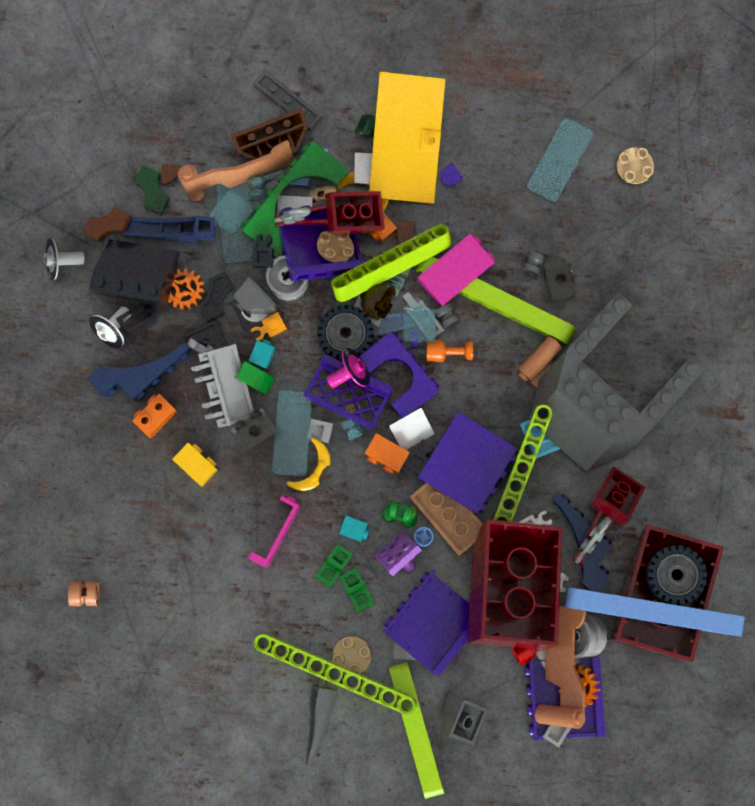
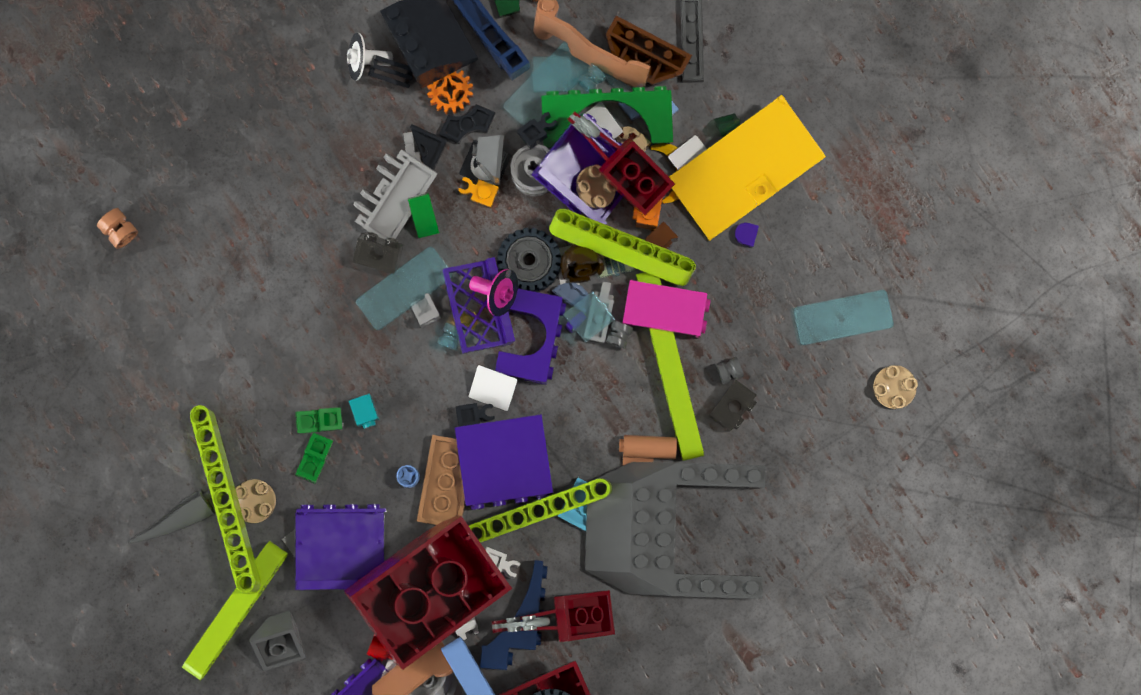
camera: 50 degrees right, 0 degrees up
(138, 379) = (339, 119): dark blue arch -> none
(154, 415) = (318, 158): orange brick -> none
(195, 464) = (306, 228): yellow brick -> none
(262, 354) = (450, 205): teal brick -> none
(266, 562) = (271, 358): dark pink panel -> none
(323, 461) = (403, 335): yellow piece -> none
(387, 454) = (452, 383): orange brick -> none
(396, 511) = (409, 436): green piece -> none
(398, 554) = (373, 467): medium lavender plate -> none
(437, 351) = (580, 352): orange piece -> none

